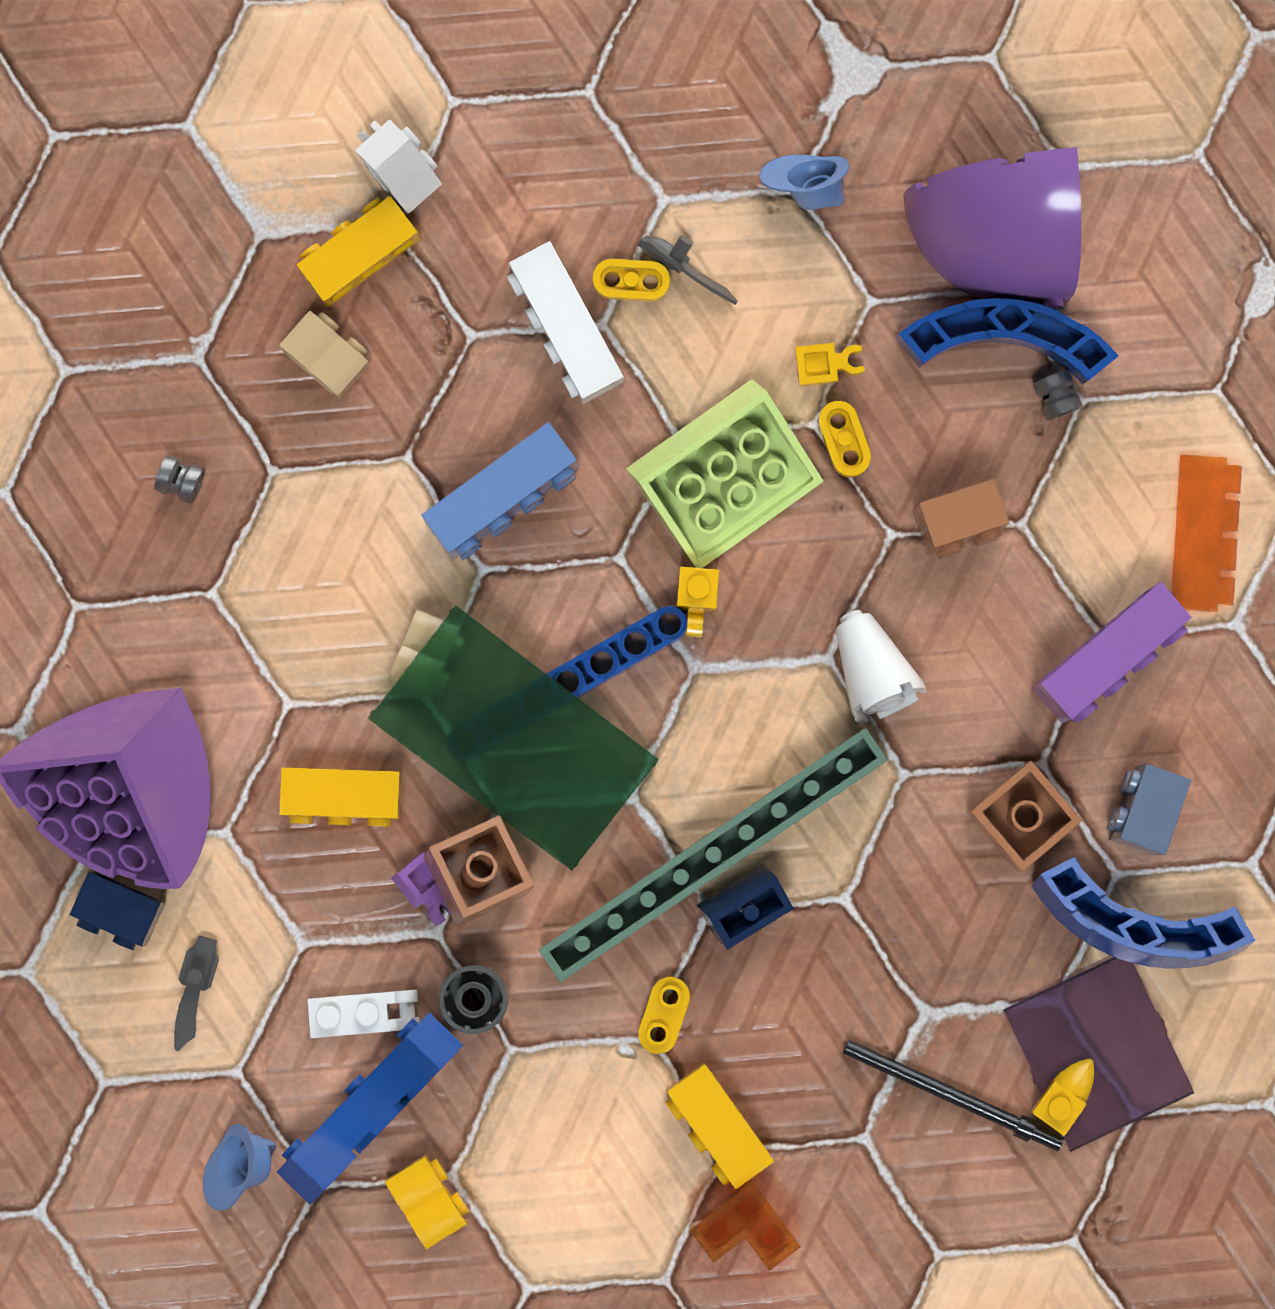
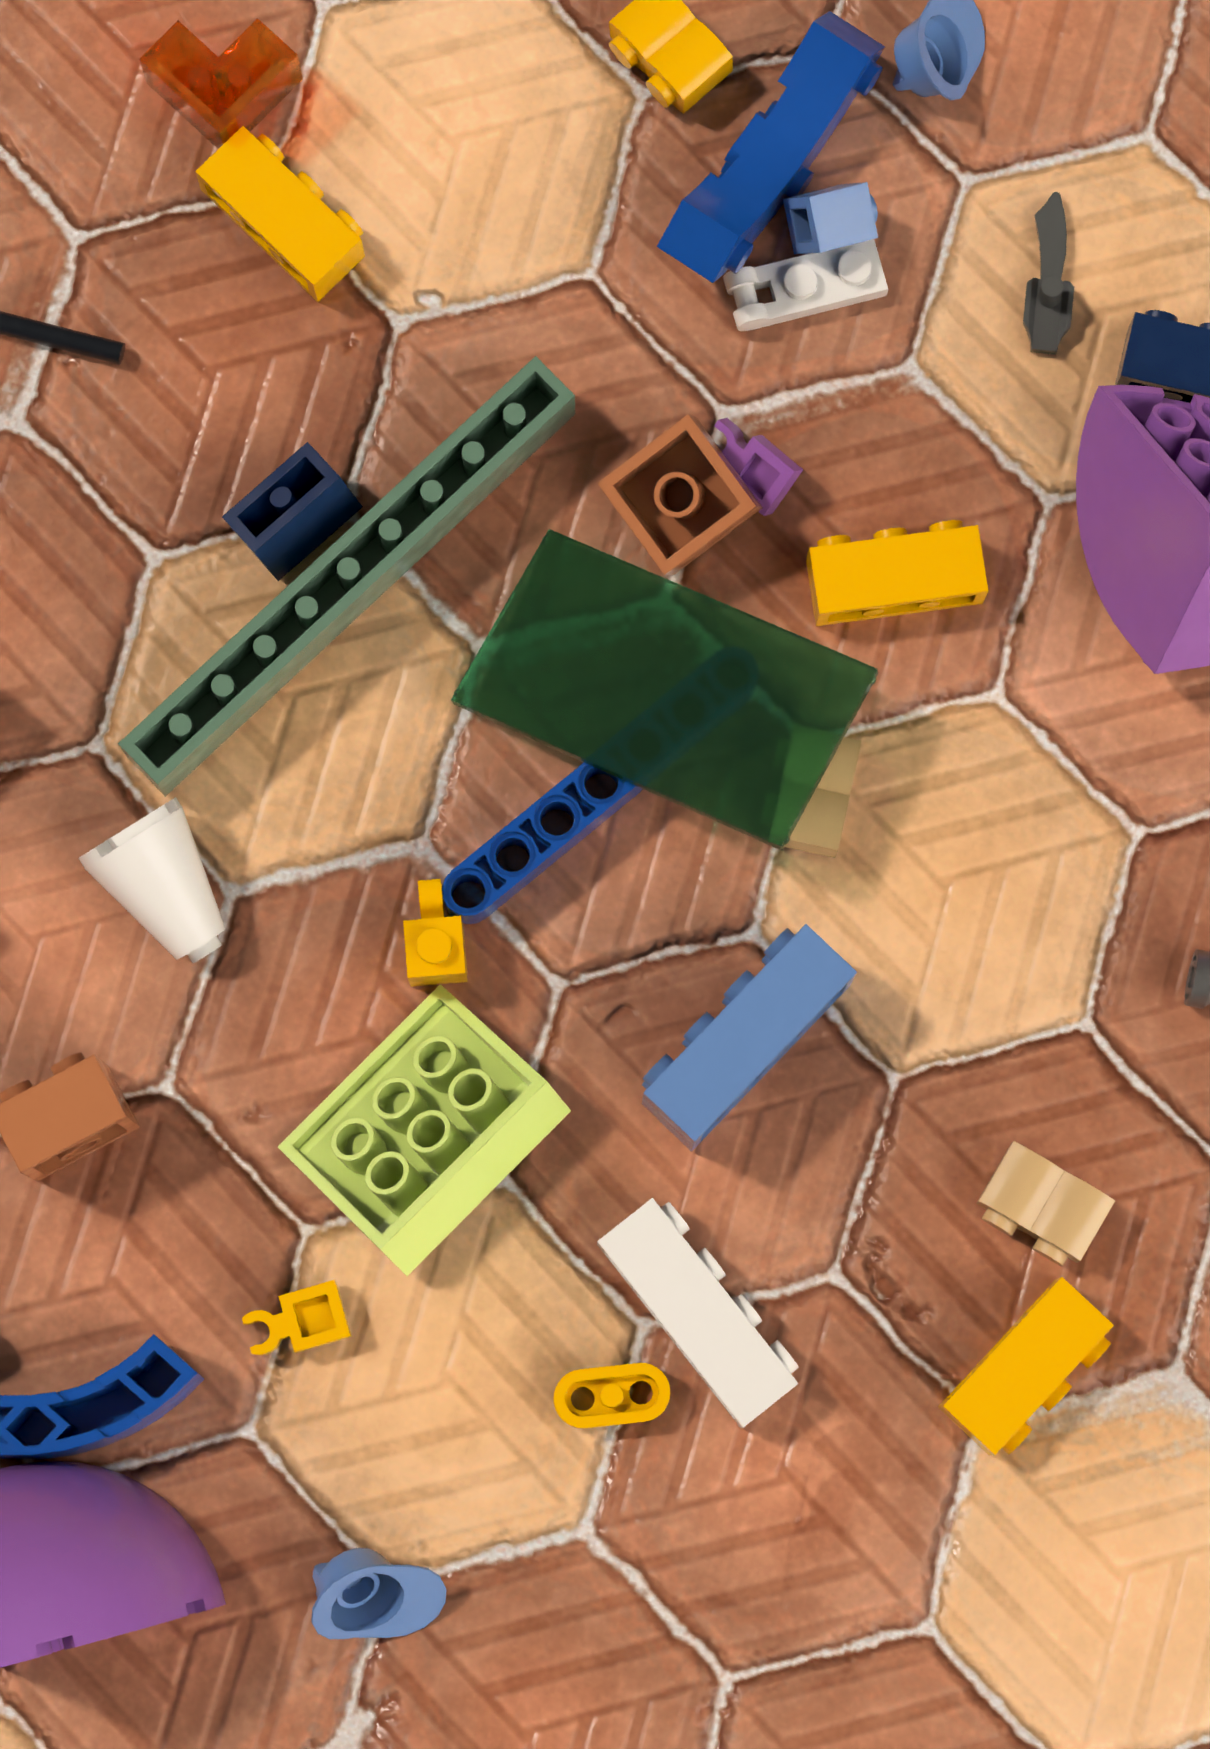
camera: 170 degrees right, 5 degrees down
(337, 1052) = (831, 218): none -> medium blue brick
(397, 164) = (994, 1504): white brick -> none
(469, 1020) = (658, 290): dark grey piece -> none
(663, 1015) = (384, 351): yellow plate -> none
(676, 259) = (550, 1441): dark grey piece -> none
(844, 440) = (254, 1214): yellow plate -> none

